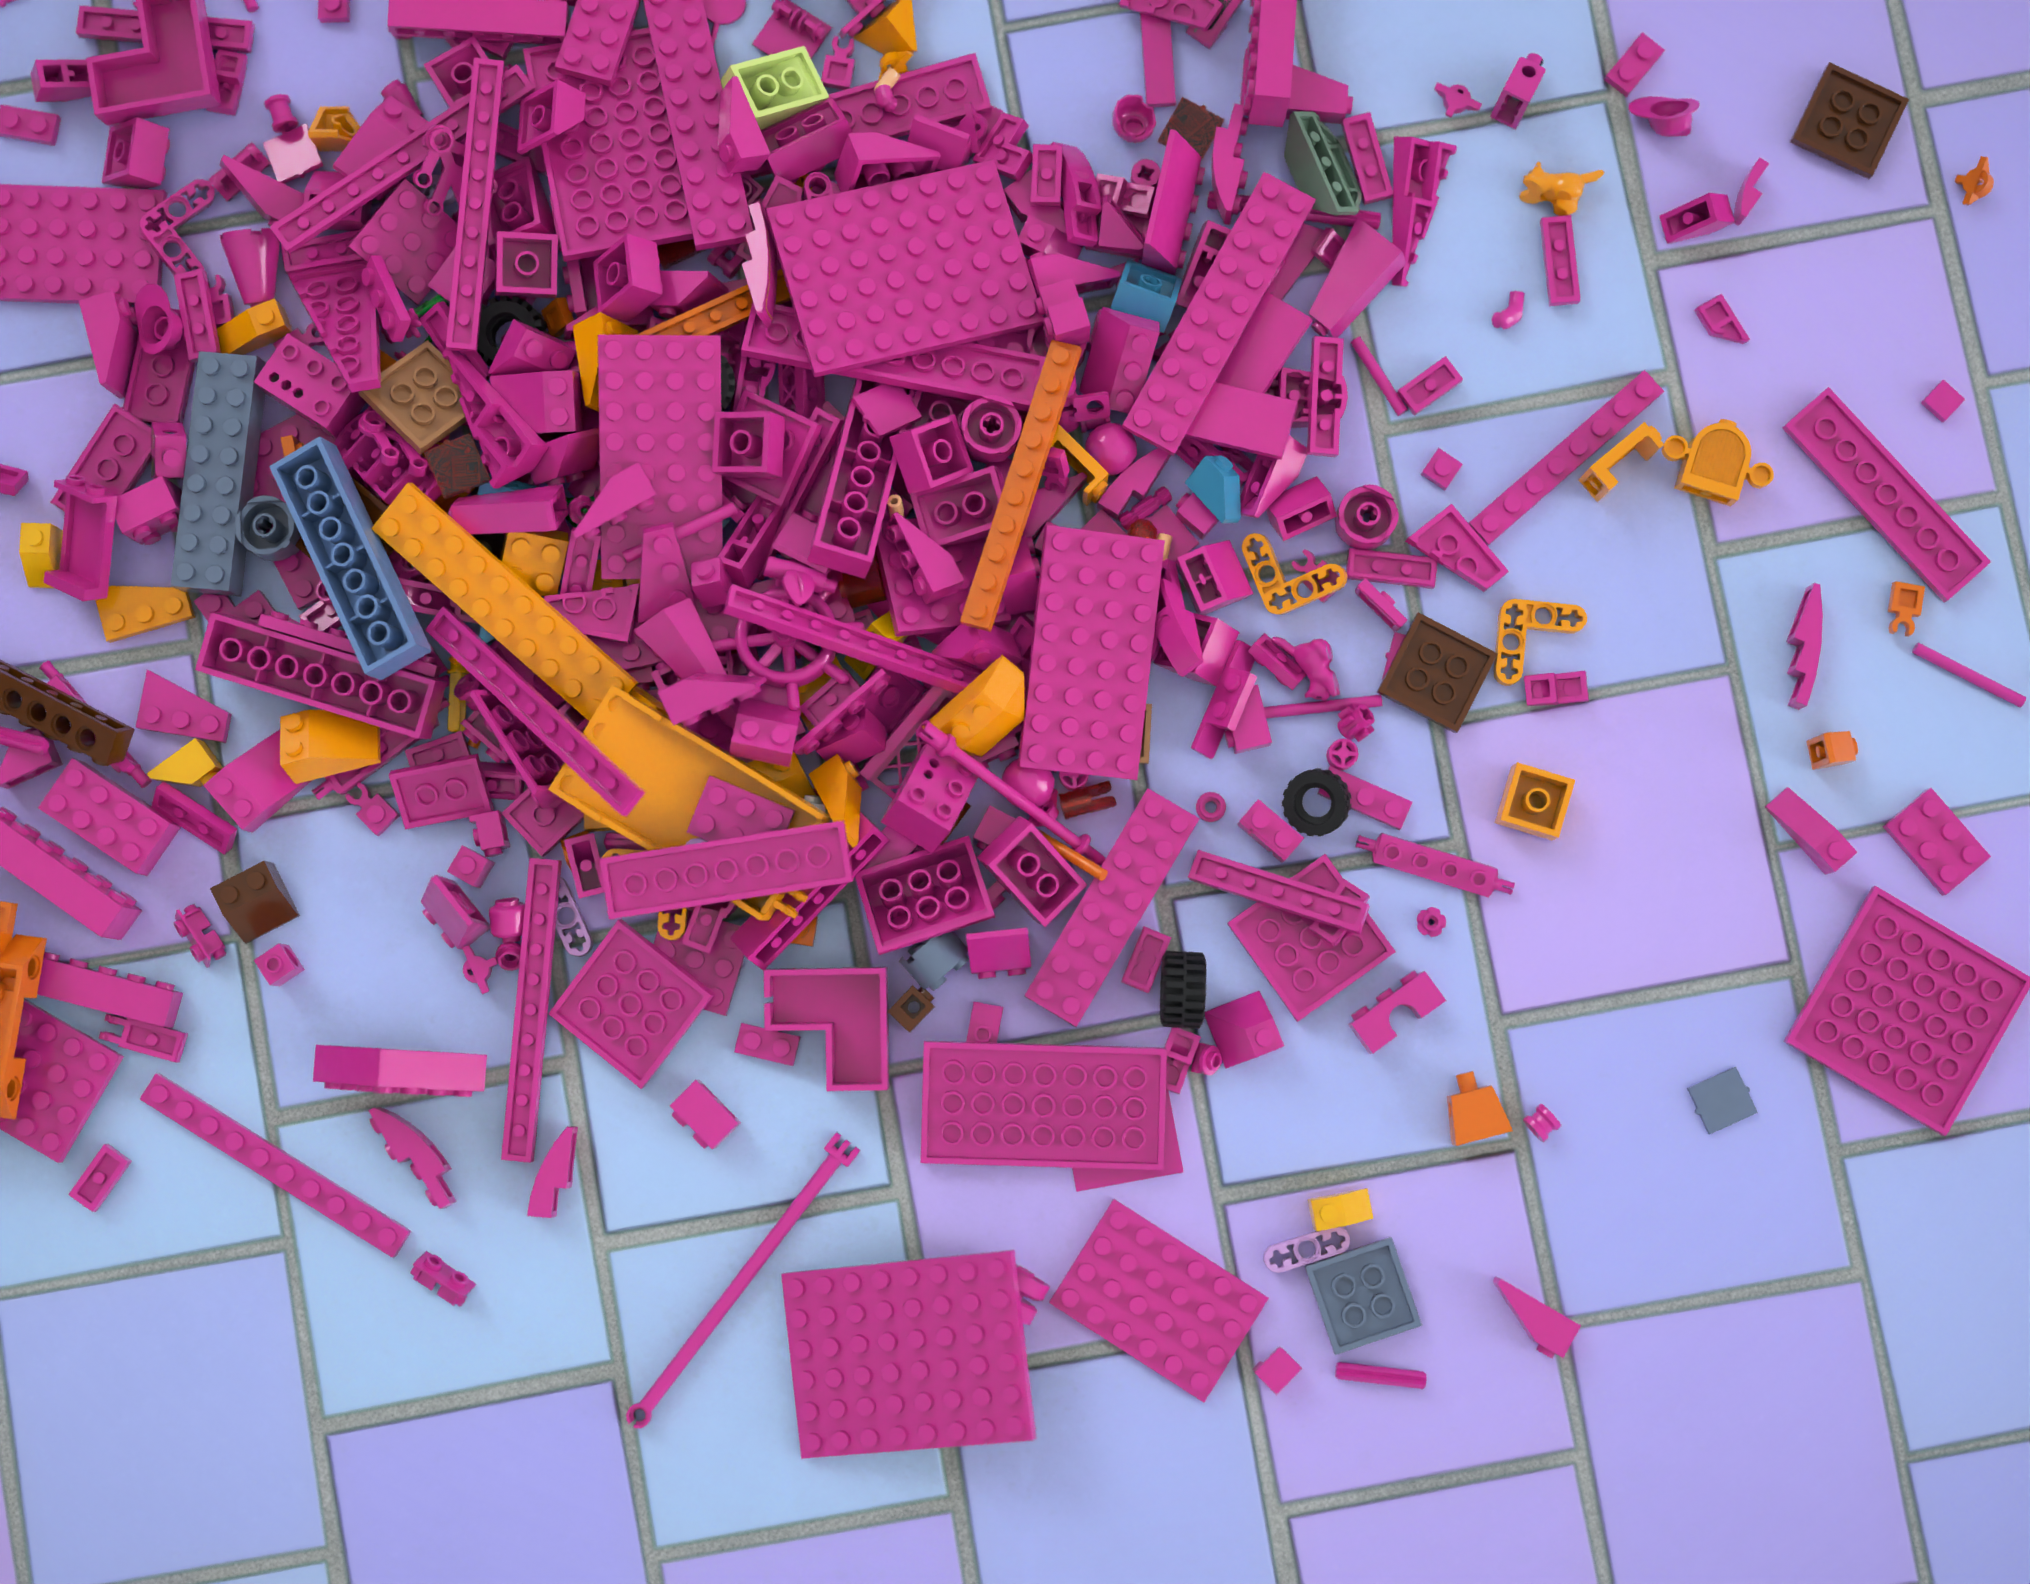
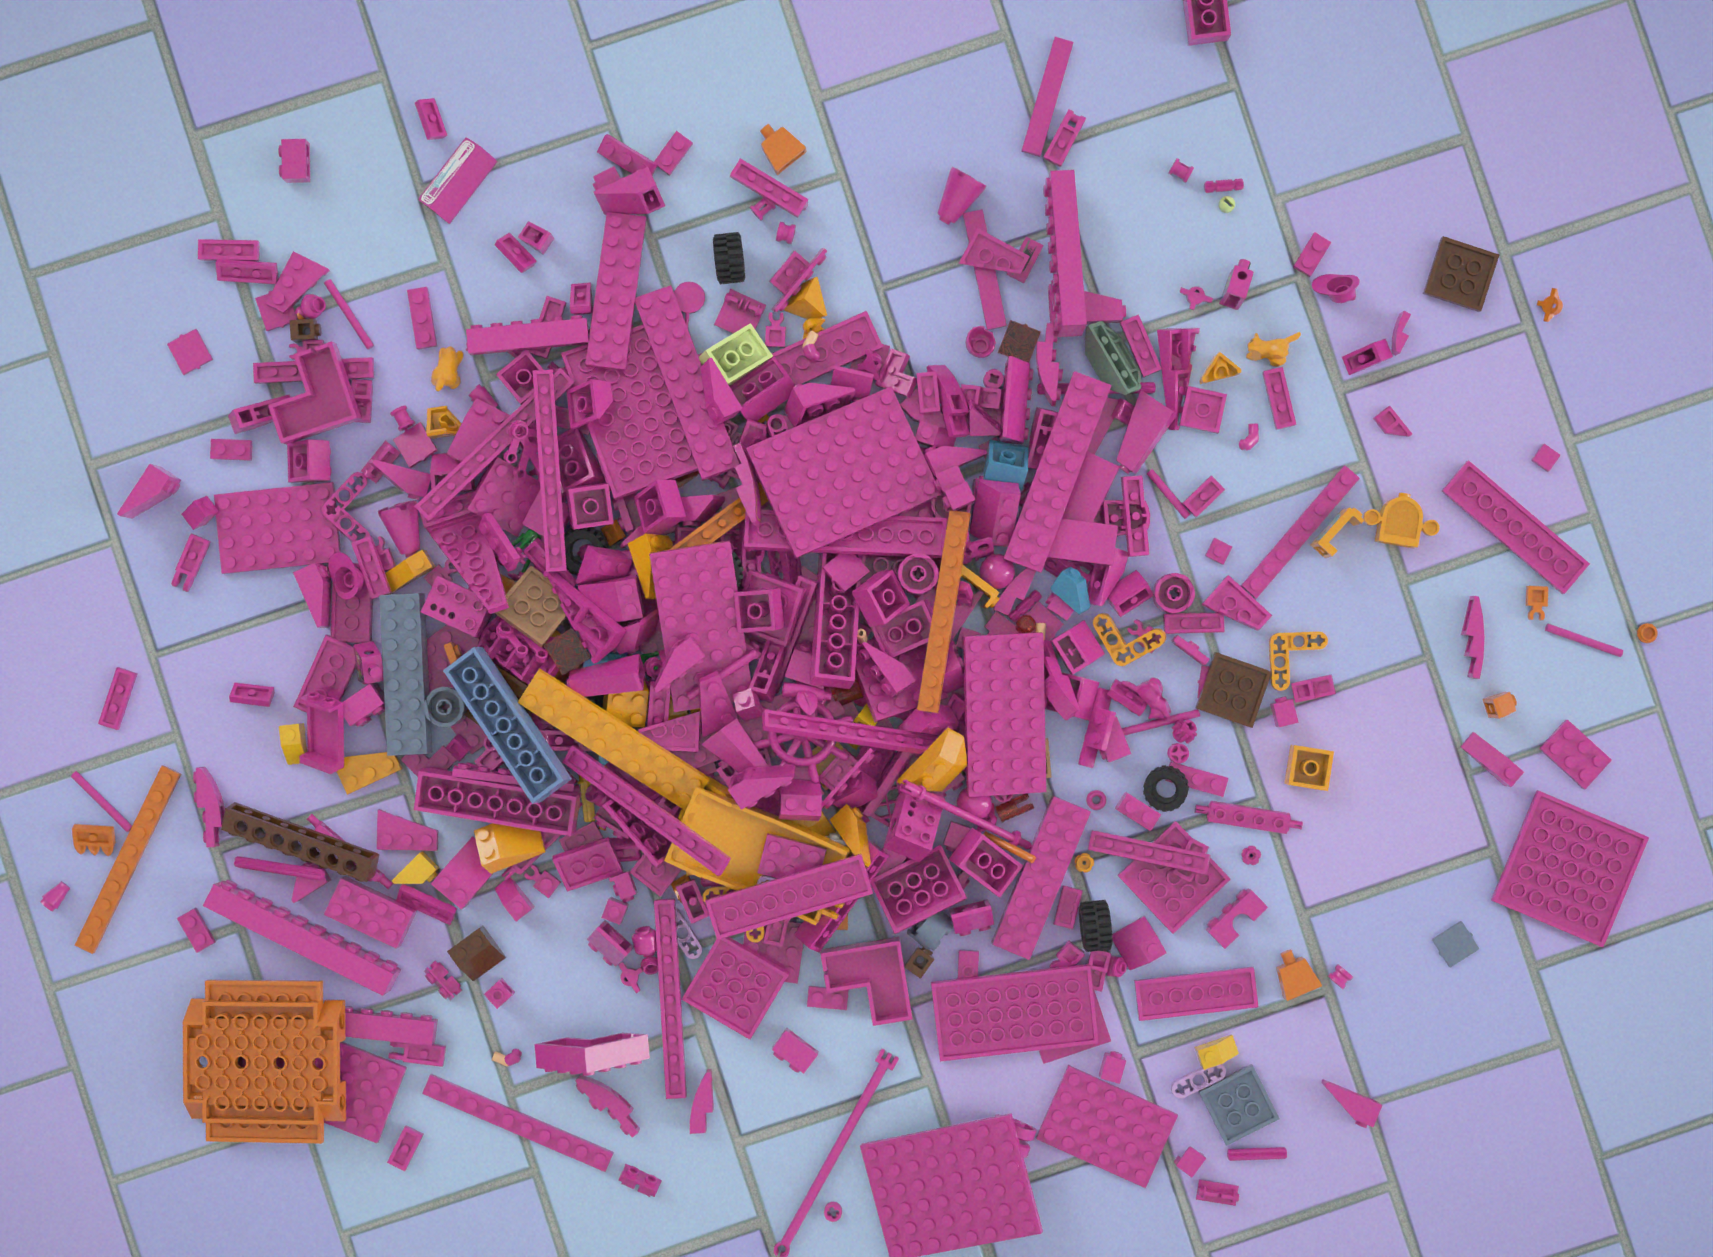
camera: 10 degrees left, 5 degrees up
(278, 1067) = (507, 1060): none -> arm
(281, 594) = (458, 747): none -> dark pink tile
(325, 830) = (513, 899): none -> dark pink slope
(356, 52) = (446, 371): none -> light orange animal
(731, 1362) = (830, 1217): none -> dark pink bush
(1136, 1032) = (1068, 956): none -> dark pink plate
(1179, 1209) = (1112, 1067): none -> dark pink brick
(1180, 889) = (1089, 862): none -> light orange plate
(1312, 1426) = (1217, 1192): none -> dark pink hinge
(1321, 1117) = (1196, 993): none -> dark pink plate
(1445, 261) = (1203, 409): none -> dark pink plate
(1479, 205) = (1219, 368): none -> light orange slope
(1508, 716) = (1284, 712): none -> dark pink brick

